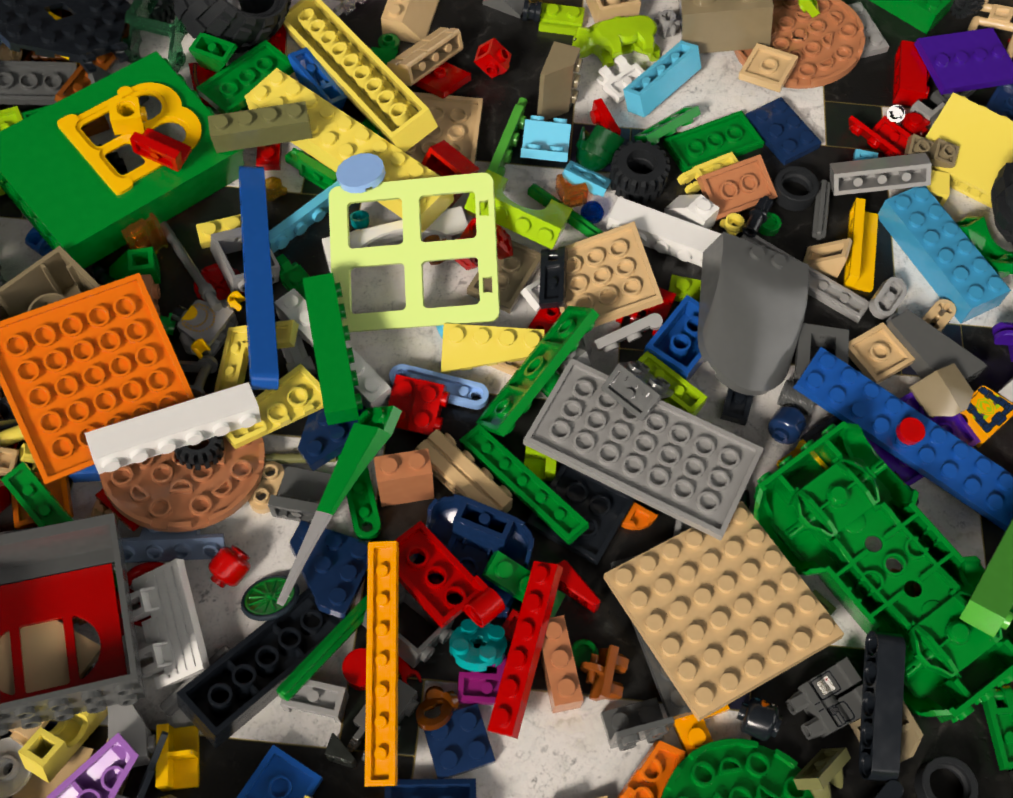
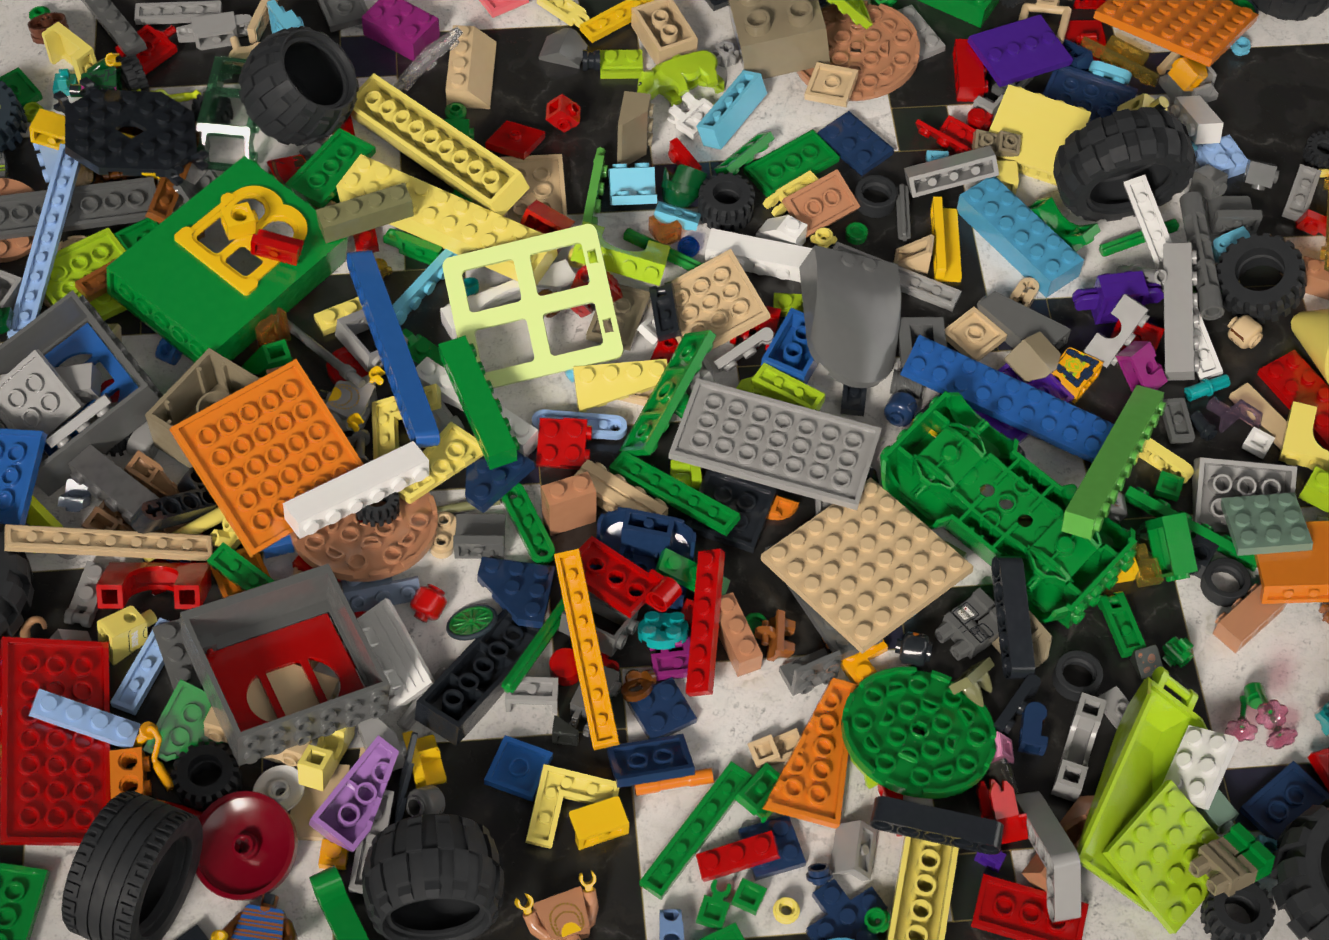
camera: 10 degrees left, 5 degrees down
(211, 51) = (294, 148): green slope -> none
(314, 77) = (395, 156): blue slope -> none
(360, 172) = (469, 241): light blue tile -> none
(363, 443) = (525, 482): green plate -> none
(426, 55) = (500, 119): tan brick -> none
(576, 588) = (740, 573): red slope -> none
(636, 388) = (759, 394): dark grey bracket -> none
(757, 217) = (844, 228): black axle -> none
(885, 302) = (974, 285): light grey plate -> none
(896, 113) = (959, 111): axle -> none
(910, 431) = (1008, 394): red tile -> none

